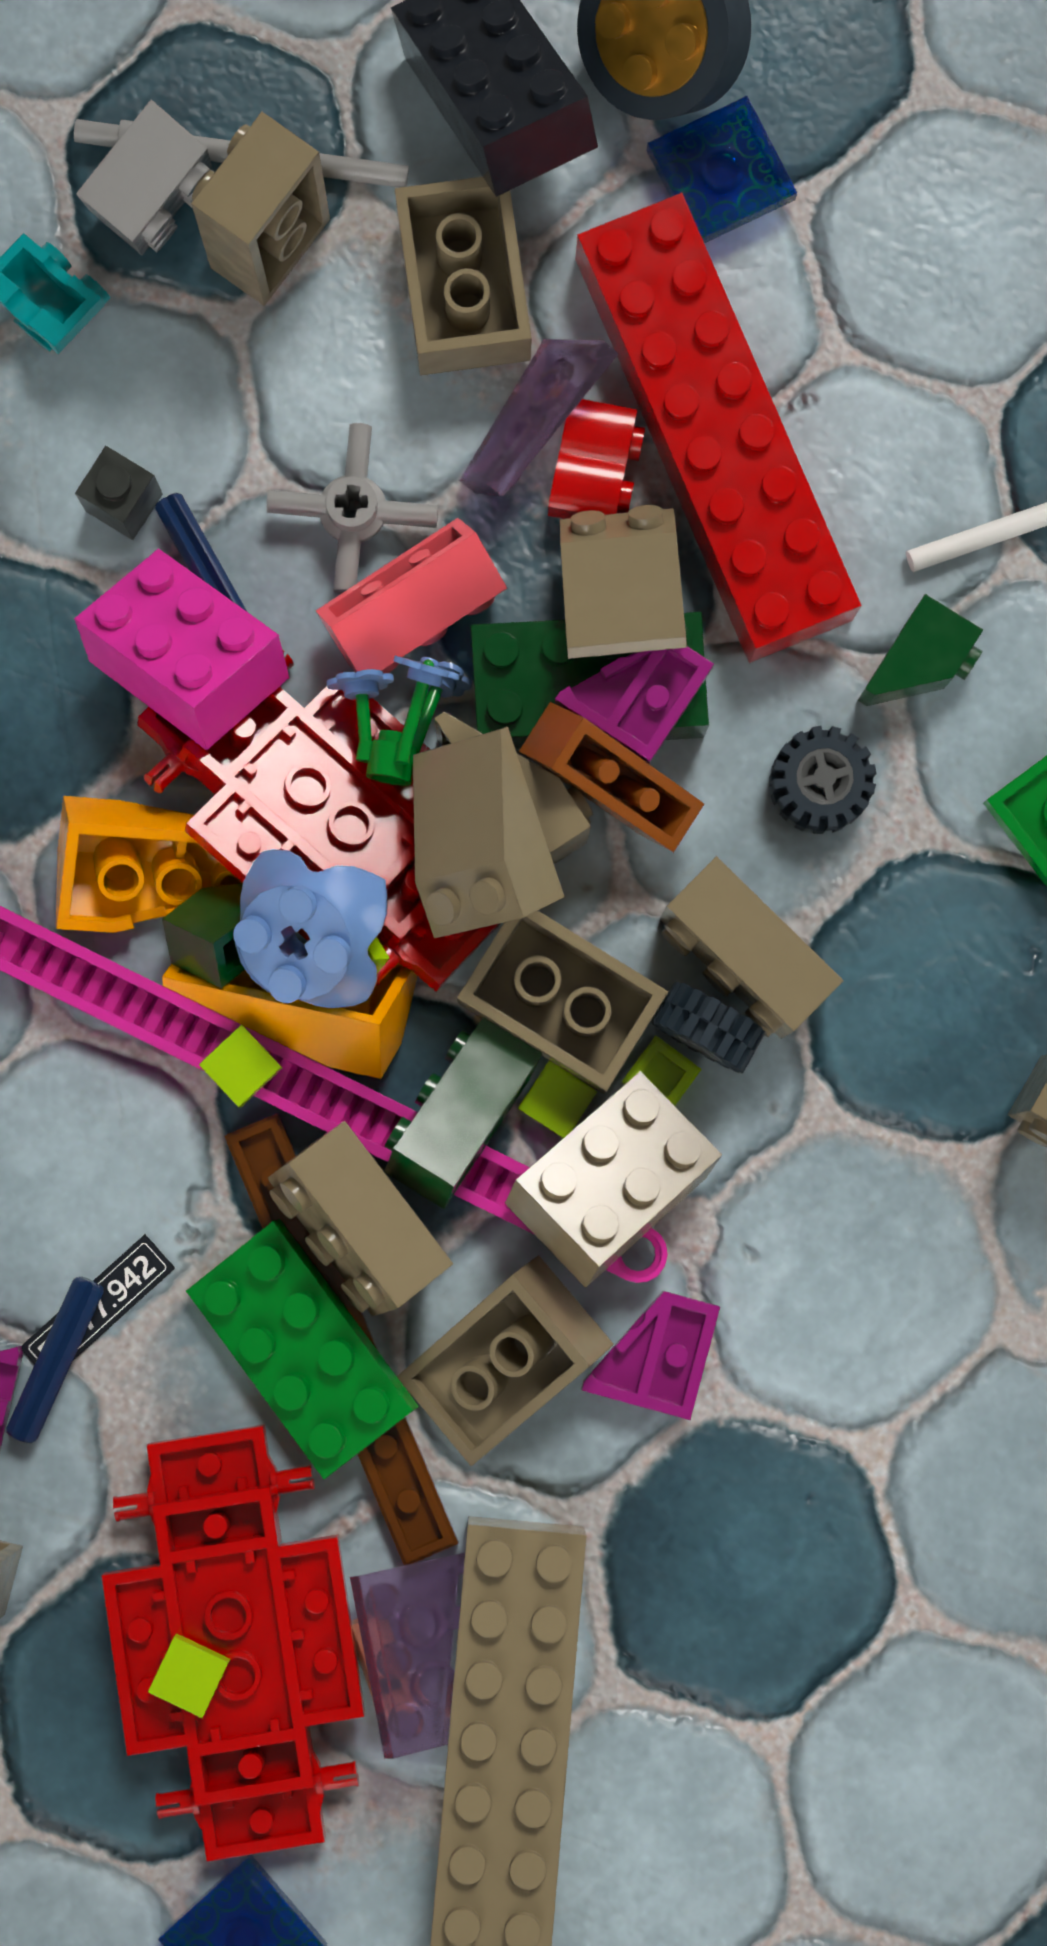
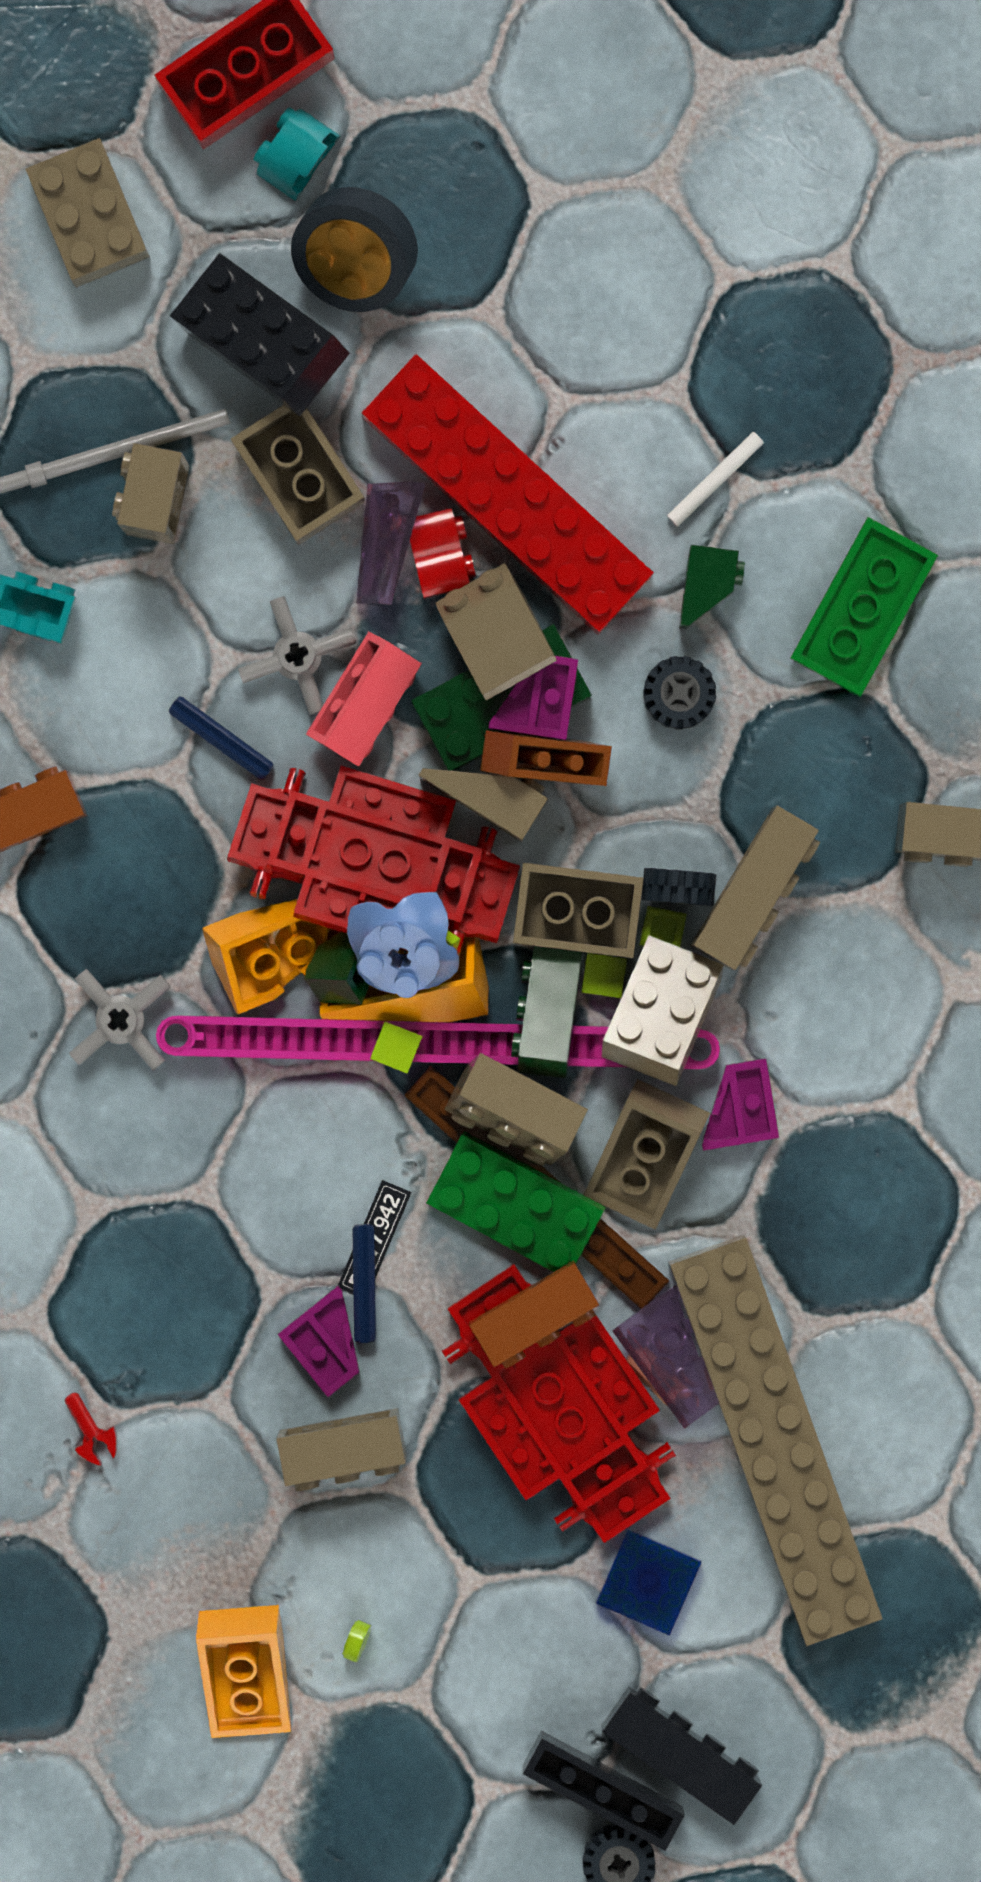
camera: 15 degrees left, 5 degrees up
(119, 492) = (143, 715): pearl dark grey brick -> none
(146, 179) = (73, 512): light grey brick -> none
(182, 648) = (236, 800): dark pink brick -> none
(189, 1675) = (541, 1433): lime tile -> none
(253, 1510) = (535, 1315): none -> dark orange brick
(392, 754) = (400, 806): green plant -> none
(478, 837) = (481, 838): dark tan slope -> none
(723, 169) = (432, 317): clear blue plate -> none
(748, 950) = (682, 828): dark tan brick -> none
(809, 1073) = (755, 887): none -> dark tan brick

